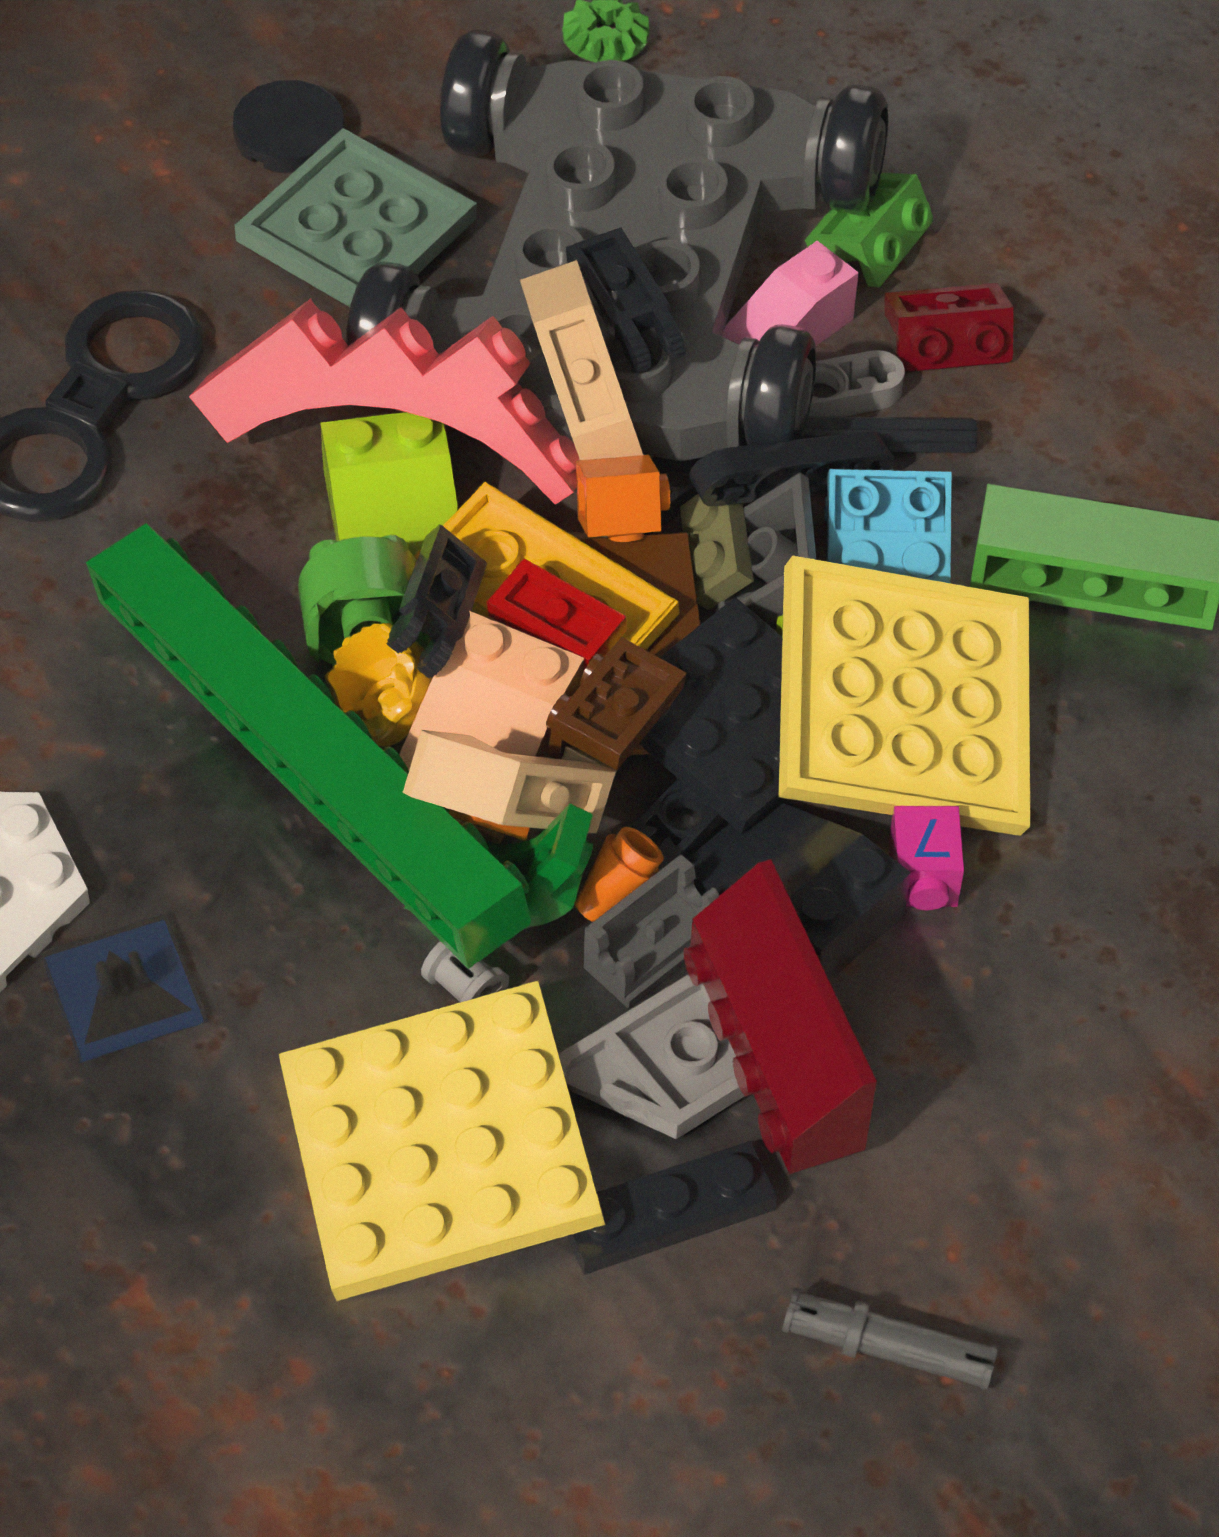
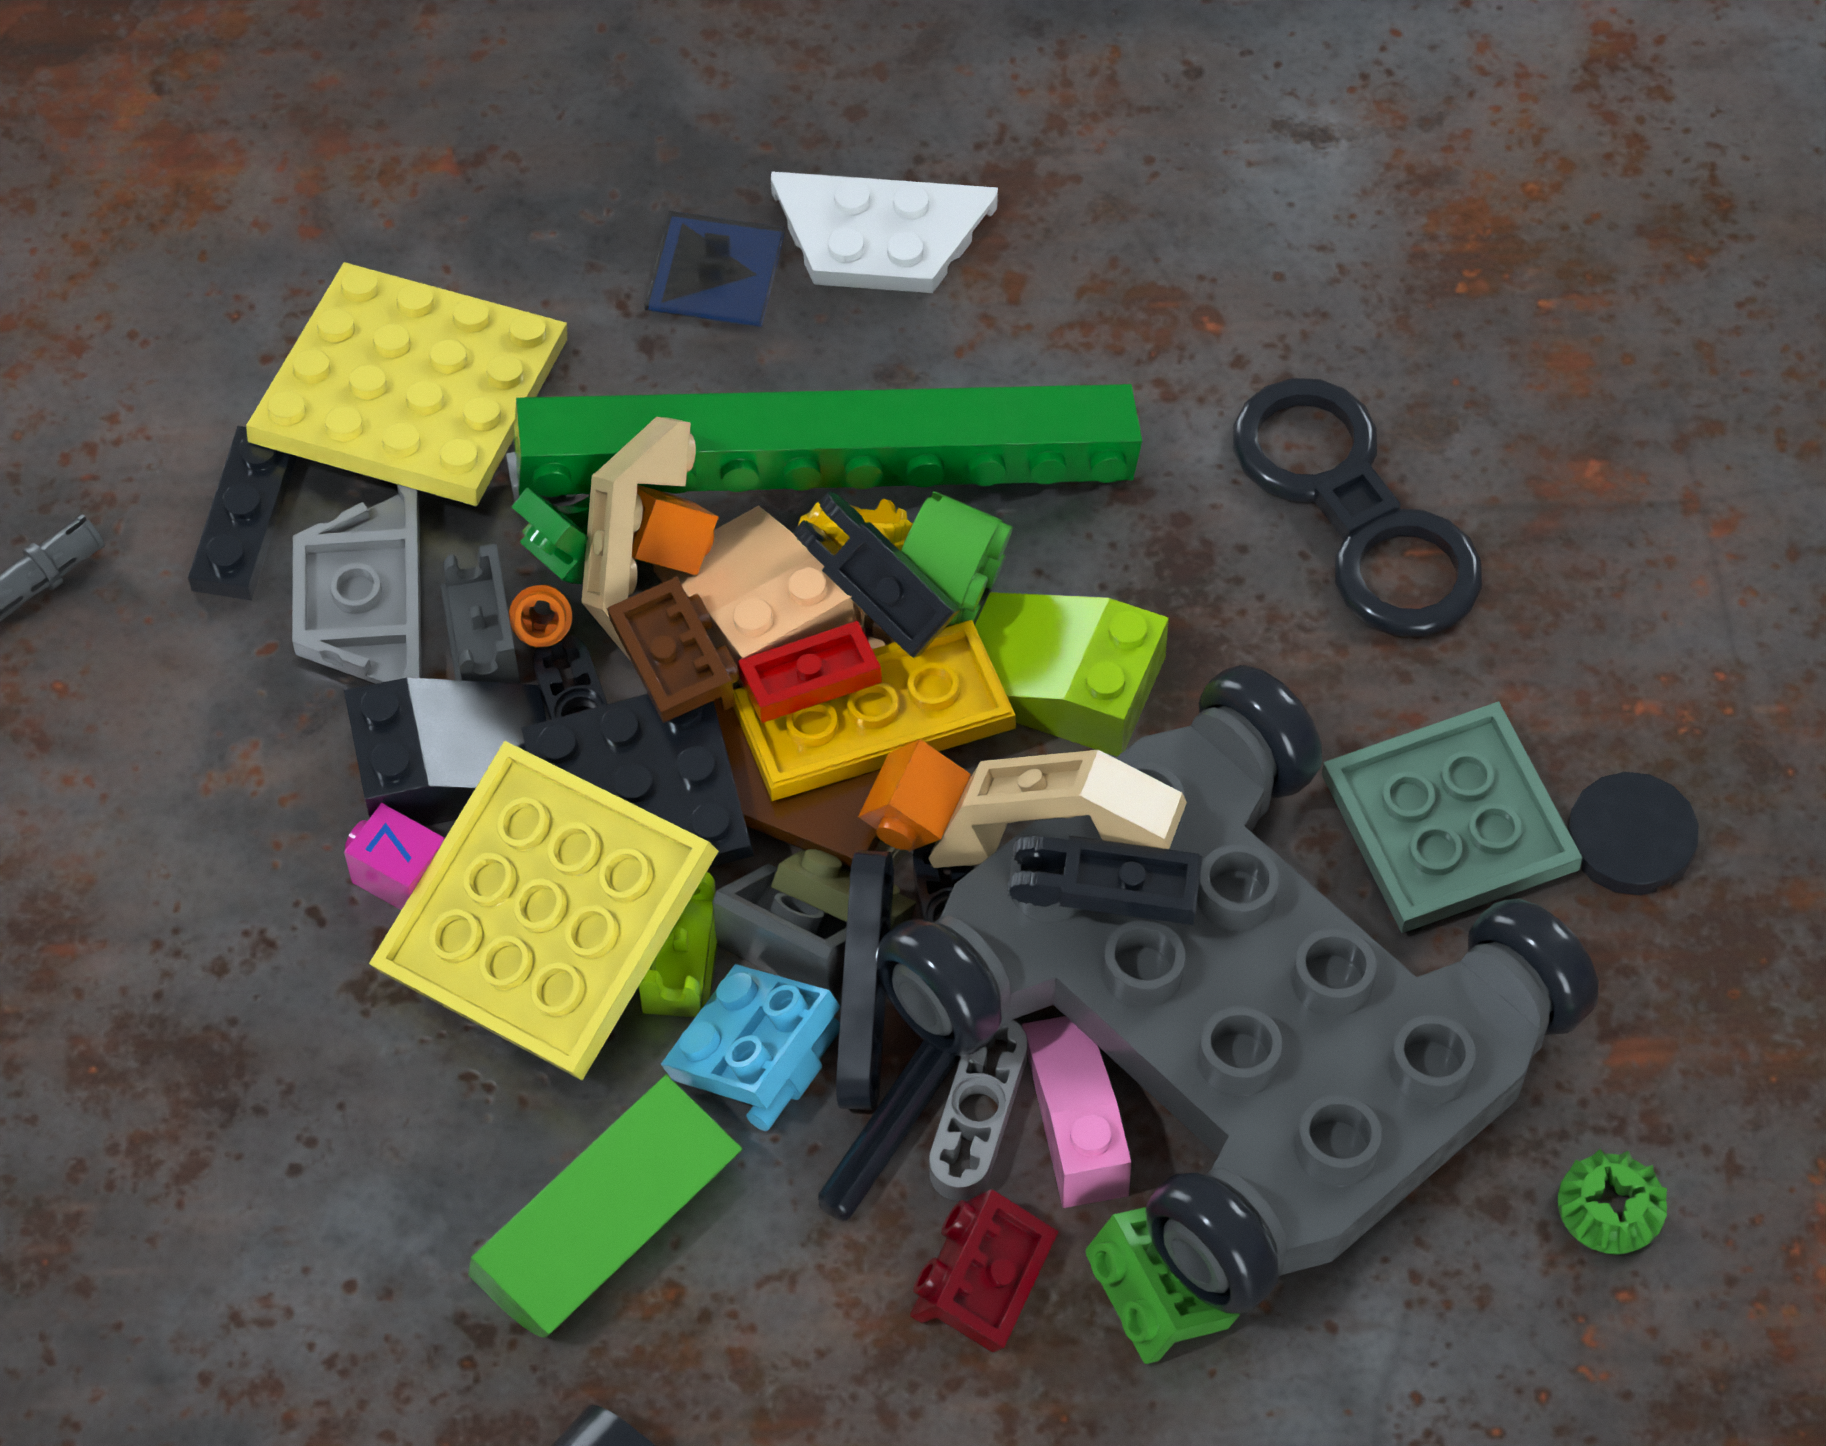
camera: 125 degrees right, 5 degrees up
(396, 367) = (1177, 664): coral arch -> none
(781, 1022) = (294, 620): dark red slope -> none

